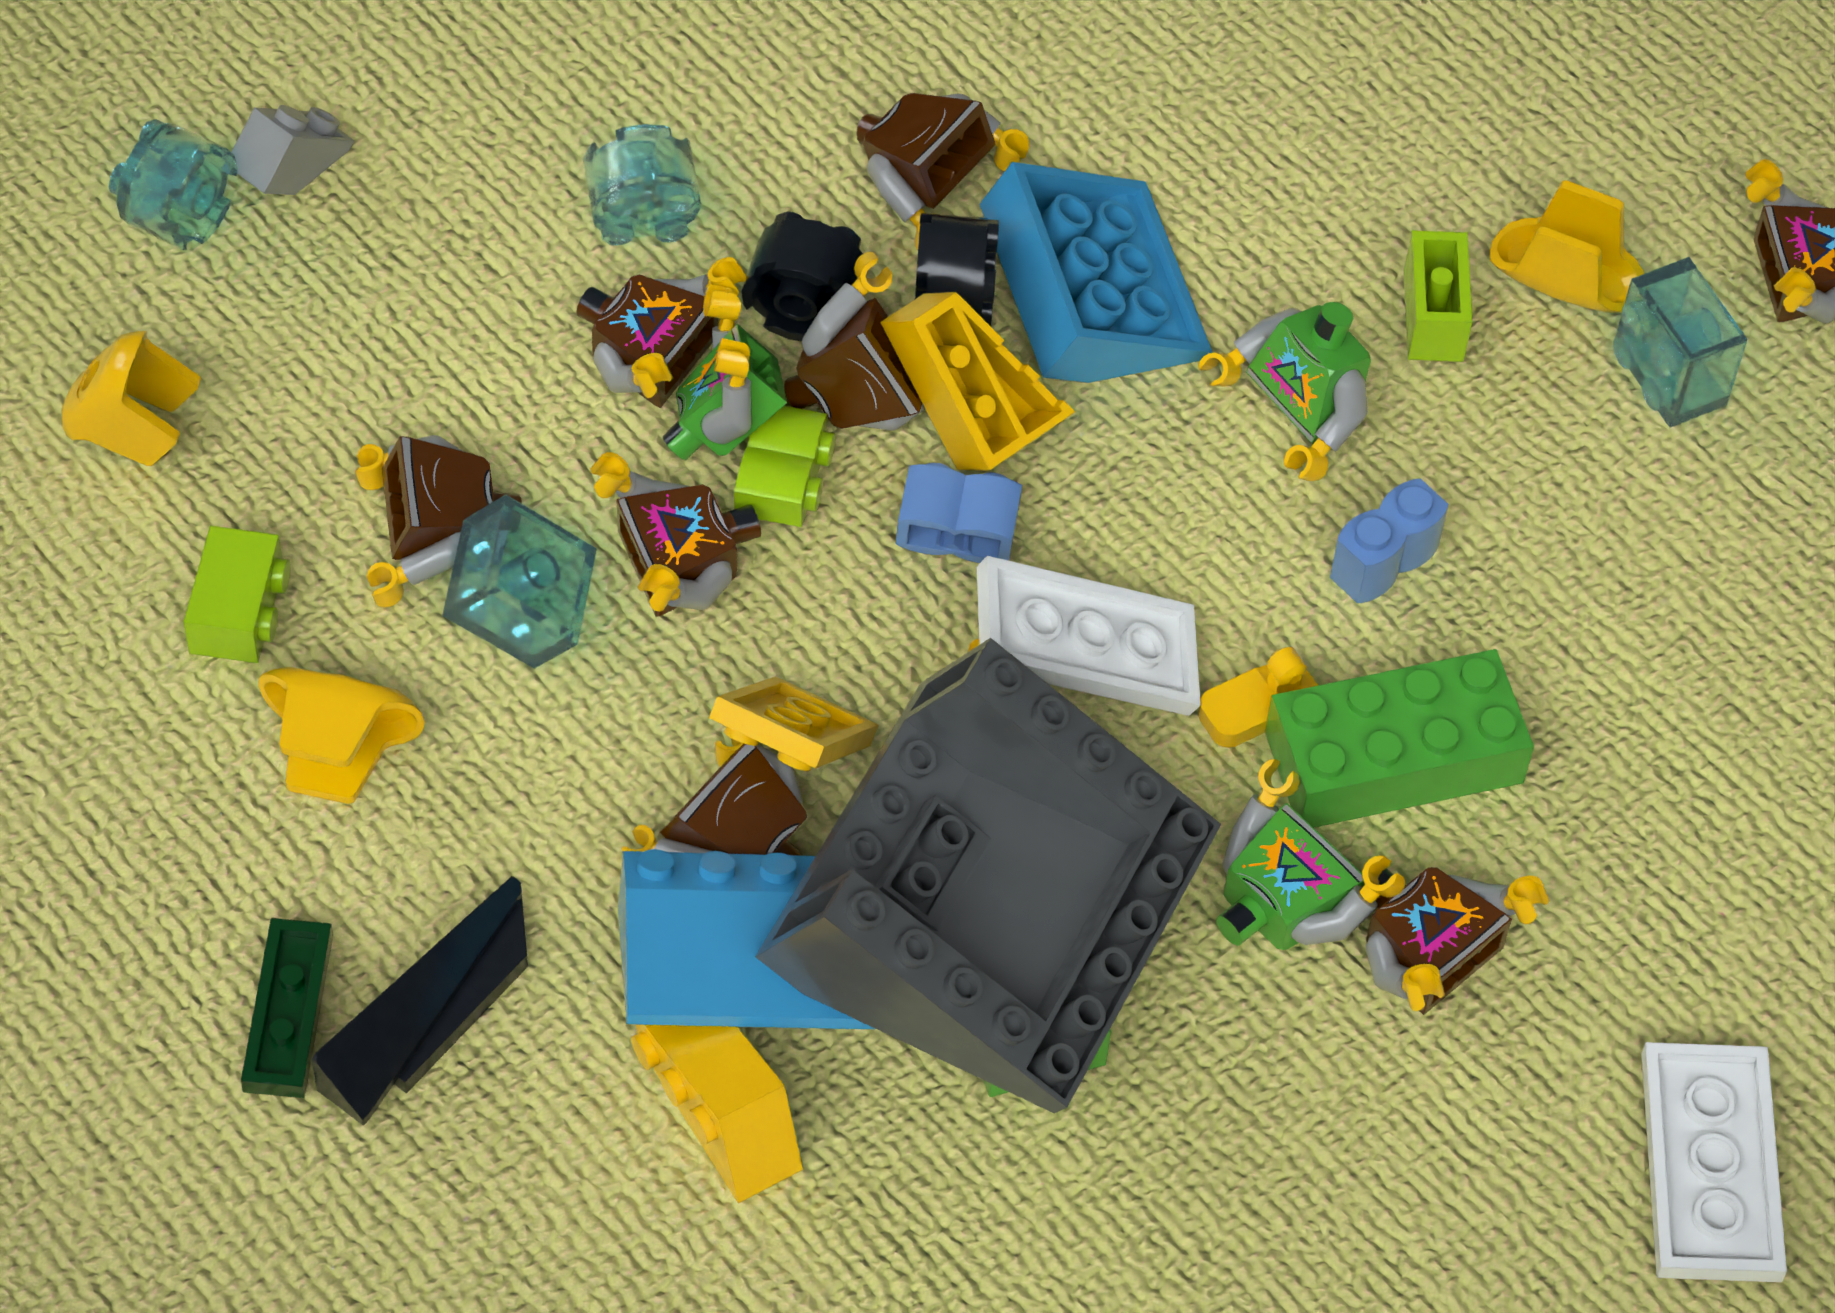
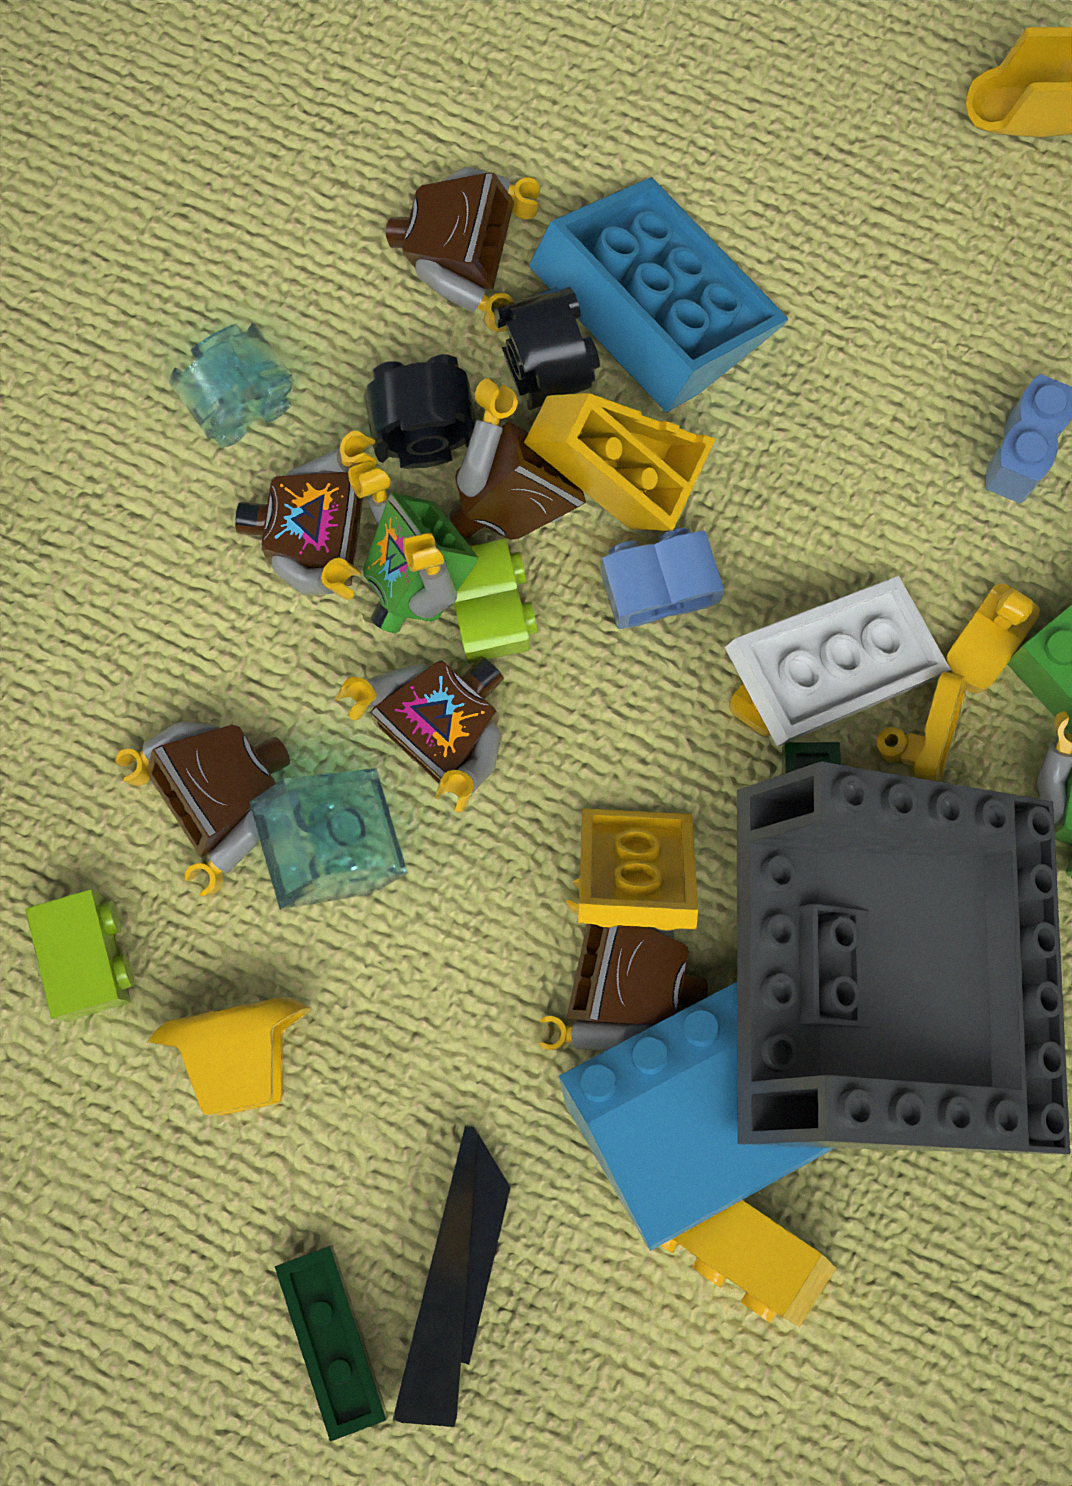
camera: 20 degrees left, 20 degrees up
(1169, 735) = (931, 751): none -> yellow piece
(1310, 372) = (892, 307): torso -> none
(1437, 296) = (958, 183): lime brick -> none

